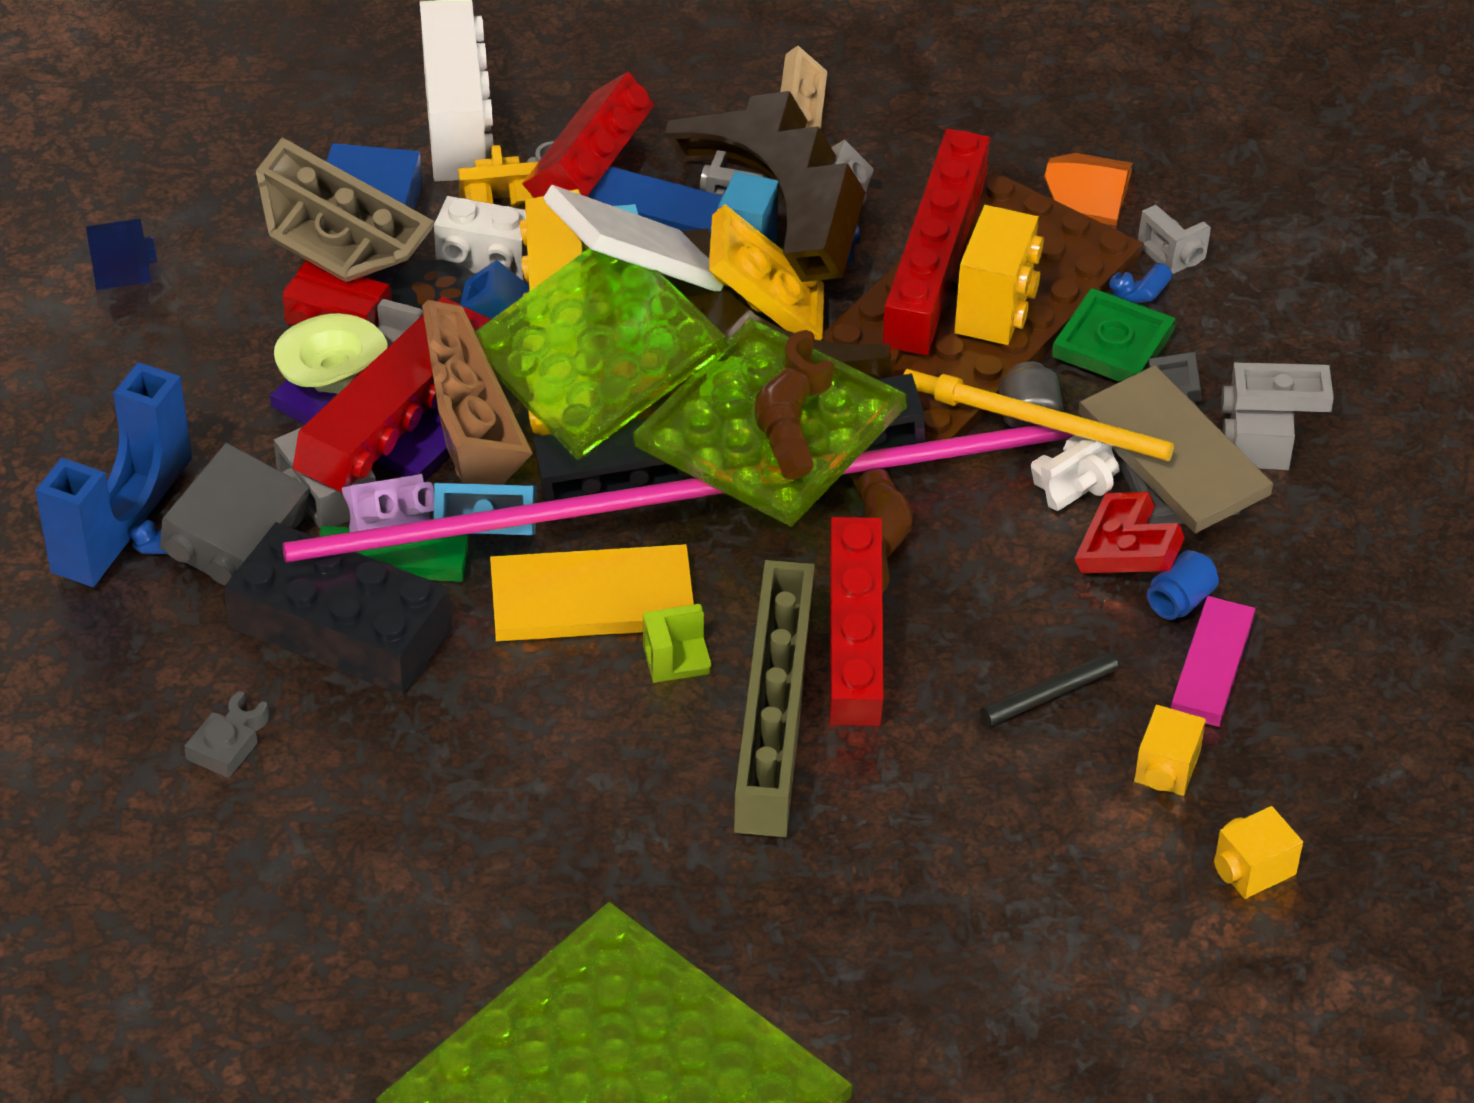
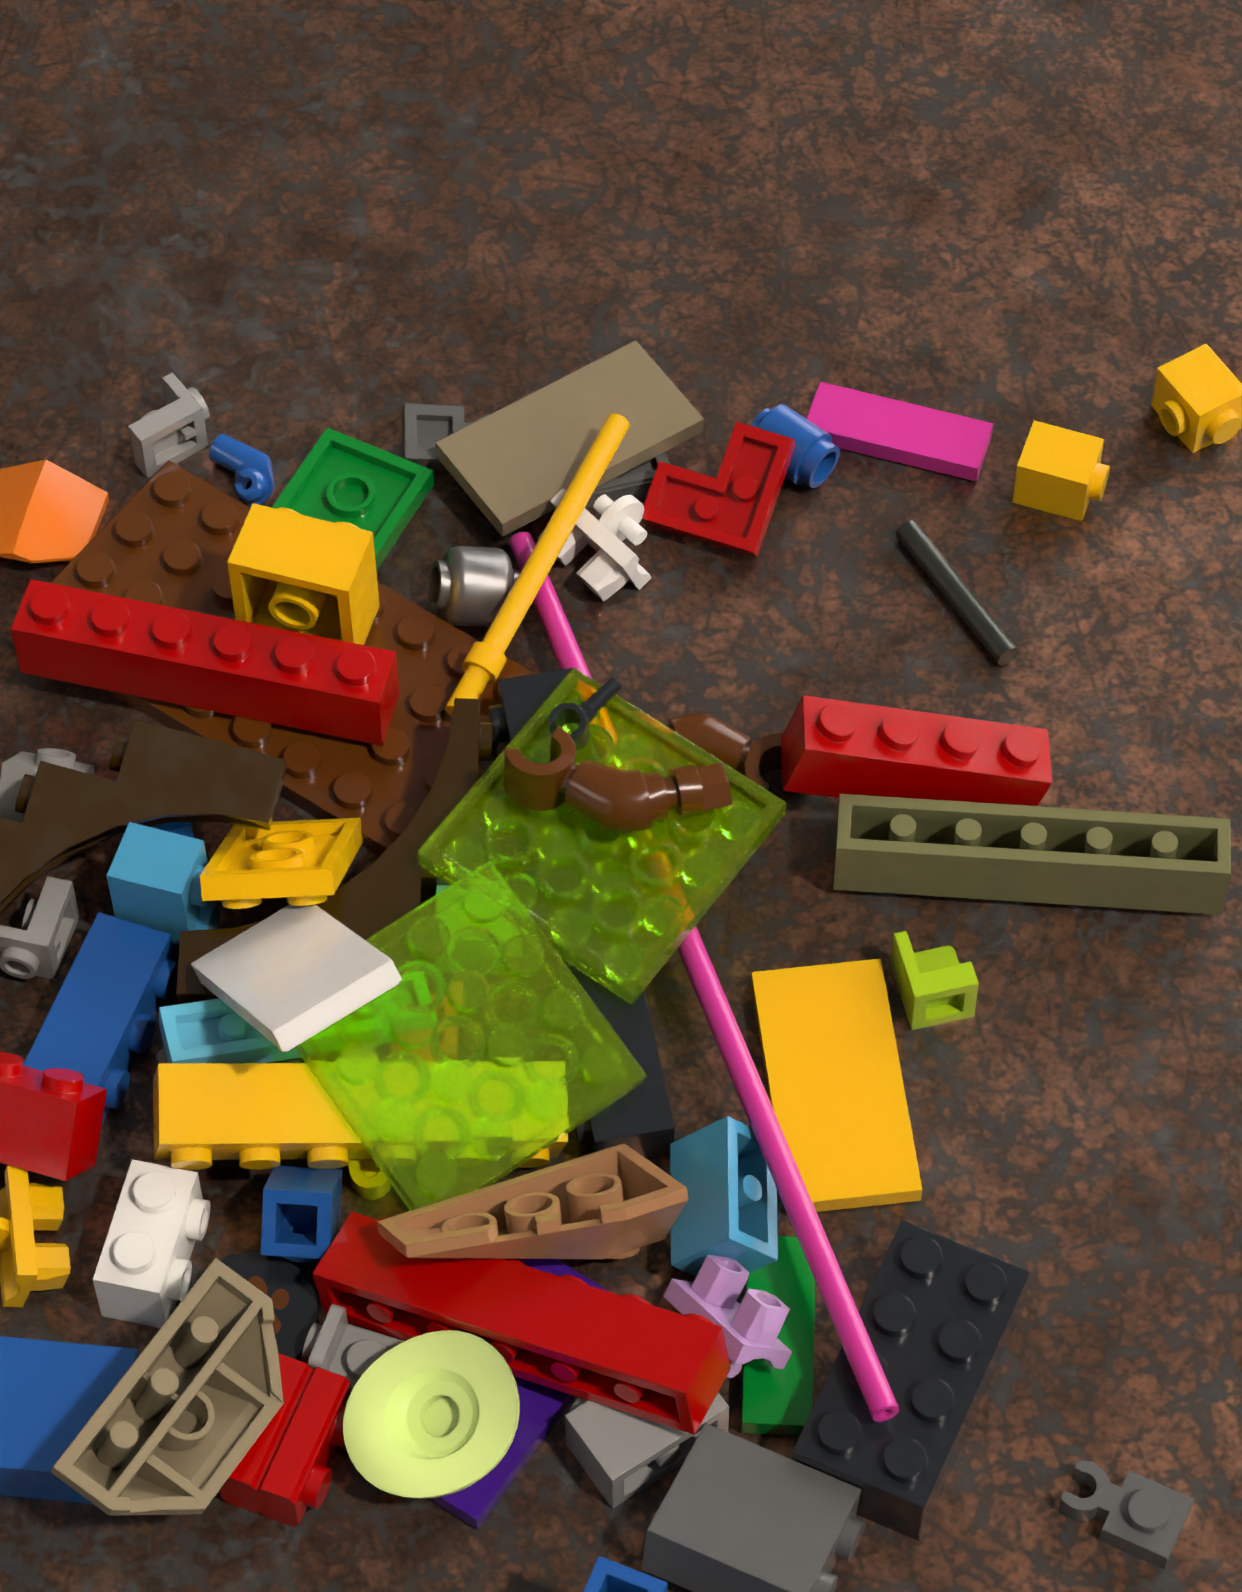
camera: 90 degrees left, 10 degrees up
(850, 390) = (583, 713): none -> black hand
(1260, 435) = (500, 351): light grey brick -> none
(1282, 387) = (501, 304): light grey plate -> none

